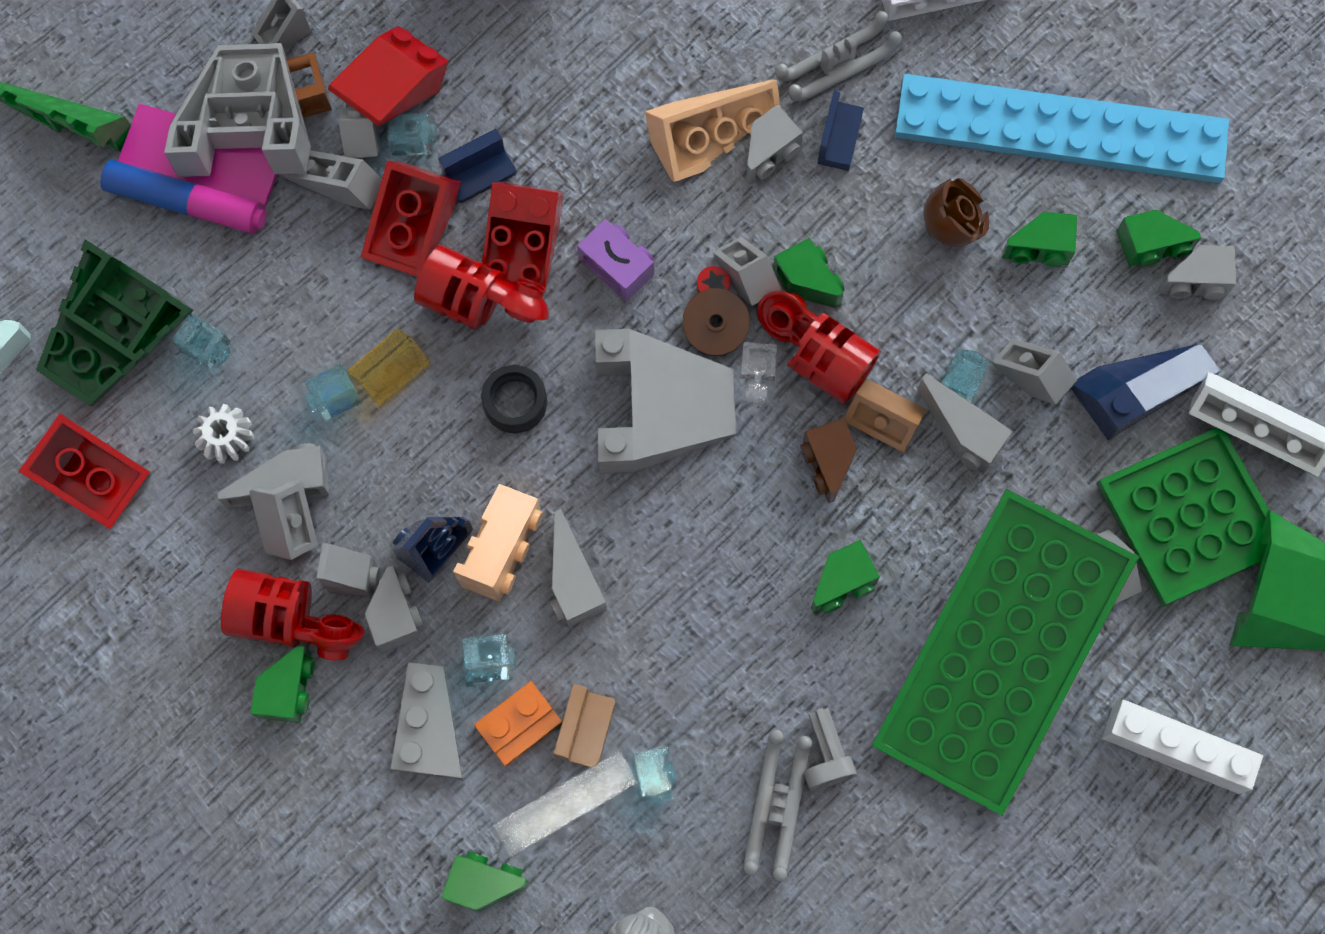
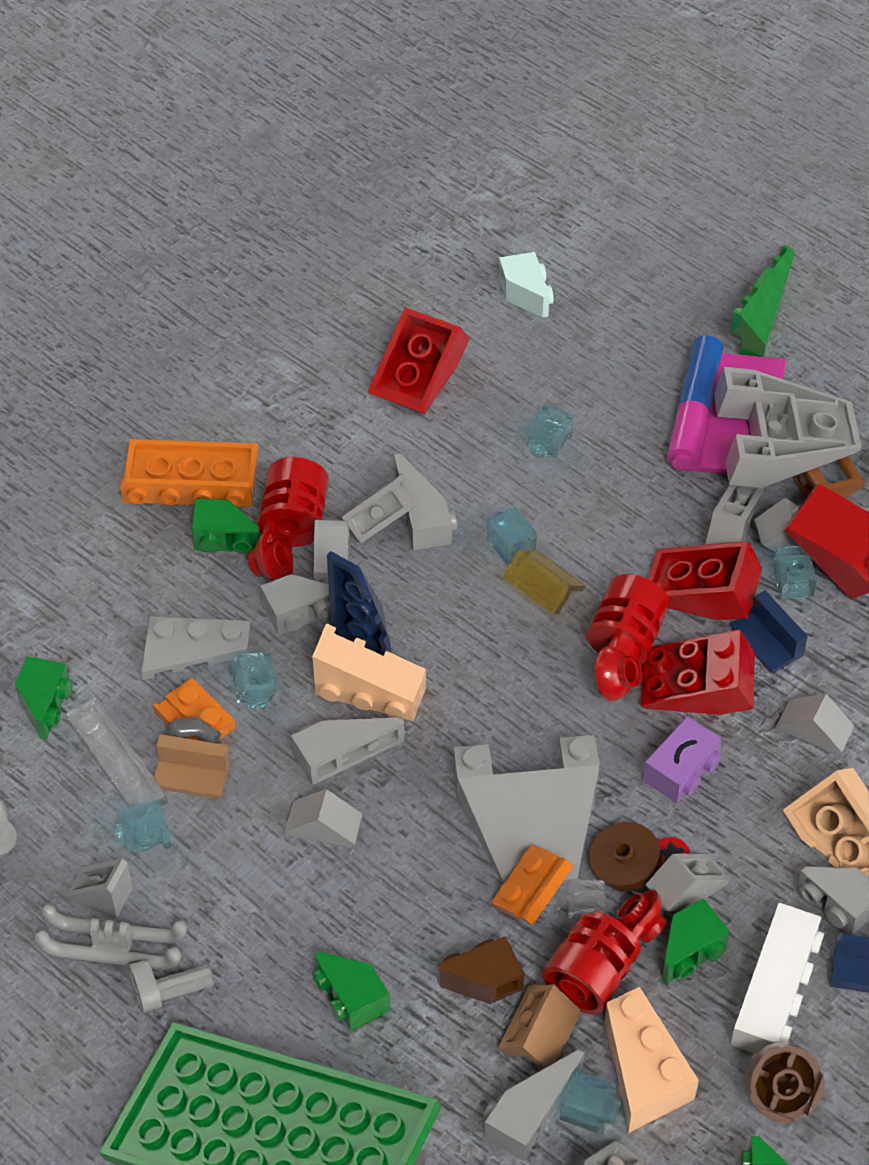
camera: 85 degrees right, 20 degrees down
(106, 325) = (562, 364): dark green wedge -> none
(201, 723) = (189, 470): none -> orange bracket
(223, 446) = (462, 458): white gear -> none
(509, 374) = (520, 662): black tyre -> none
(543, 721) = (194, 727): none -> dark grey arm
(580, 142) = (817, 722): none -> light grey slope
(653, 599) = (324, 819): none -> light grey slope
(717, 819) = (102, 887): none -> light grey slope
(747, 405) = (532, 884): none -> orange plate
(851, 208) = (777, 979): none -> white brick
(927, 326) = (646, 1060): none -> light nougat wedge

